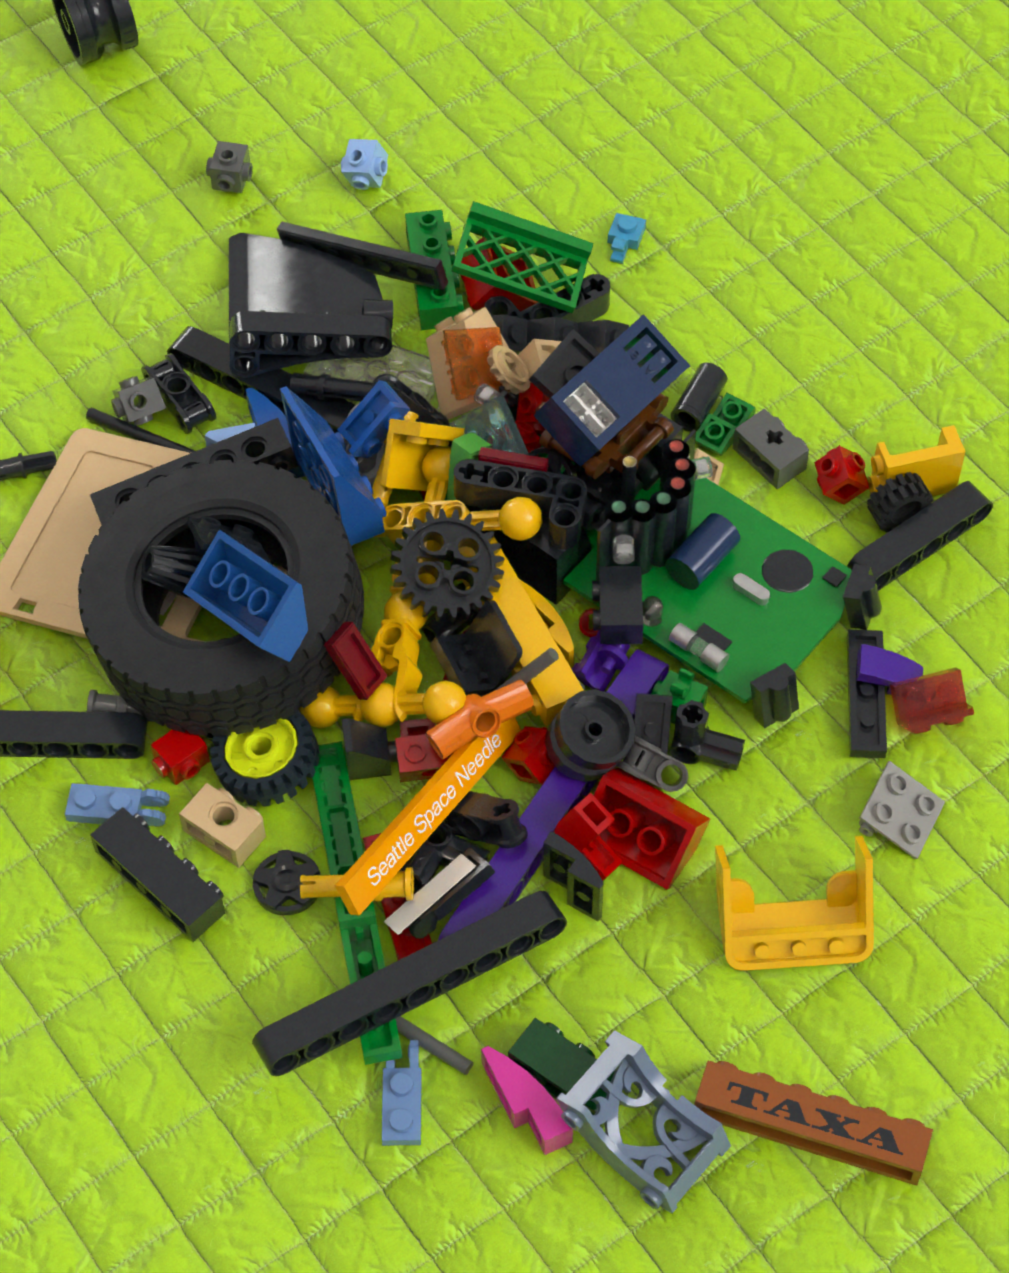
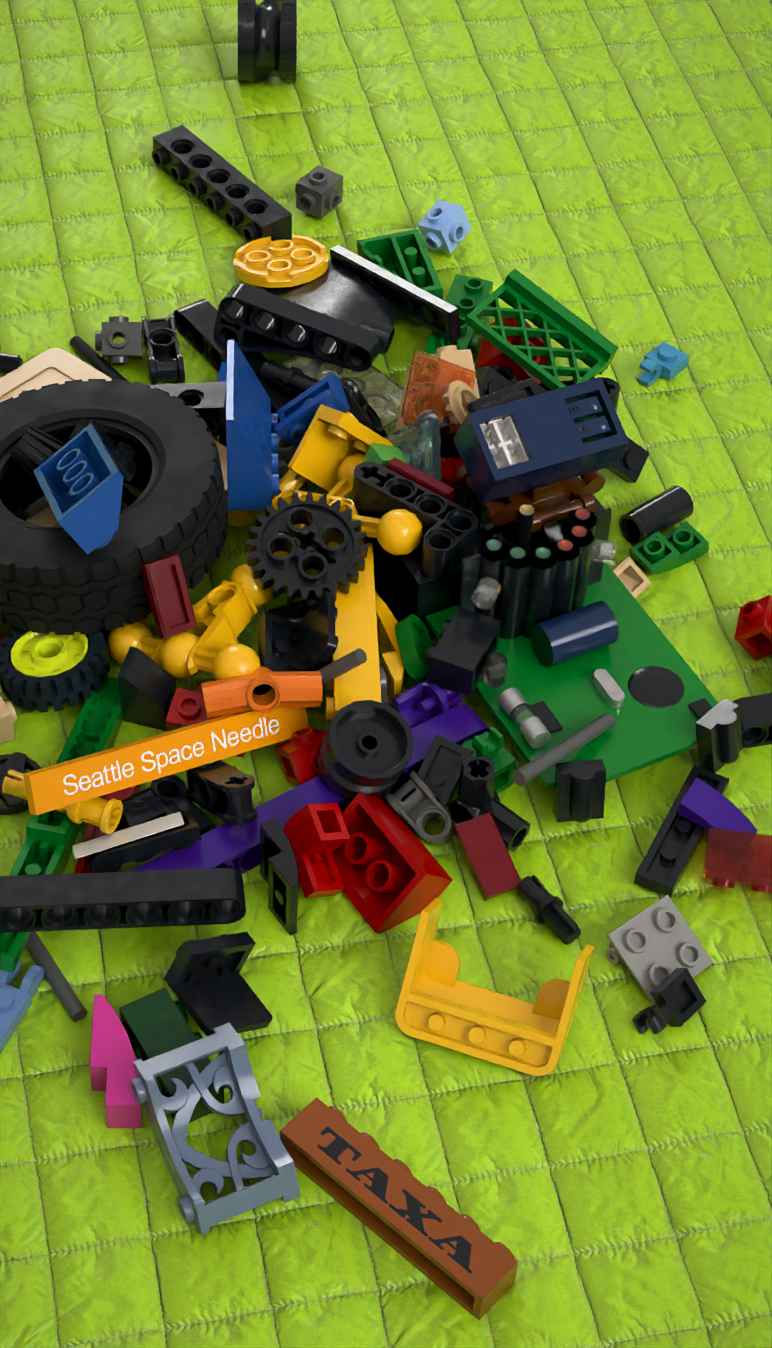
camera: 20 degrees right, 10 degrees down
(134, 194) = (220, 186): none -> black brick
(236, 258) = (281, 262): none -> yellow tile
(353, 215) = (404, 256): none -> green wedge
(570, 613) = (413, 646): none -> green beam
(573, 1000) = (210, 984): none -> black bracket
(725, 784) = (486, 856): none -> dark red tile
(751, 666) = (563, 749): none -> dark grey bar
(771, 448) = (704, 582): dark grey brick -> none
(796, 811) = (548, 909): none -> black axle
(937, 852) = (675, 1003): none -> black plate

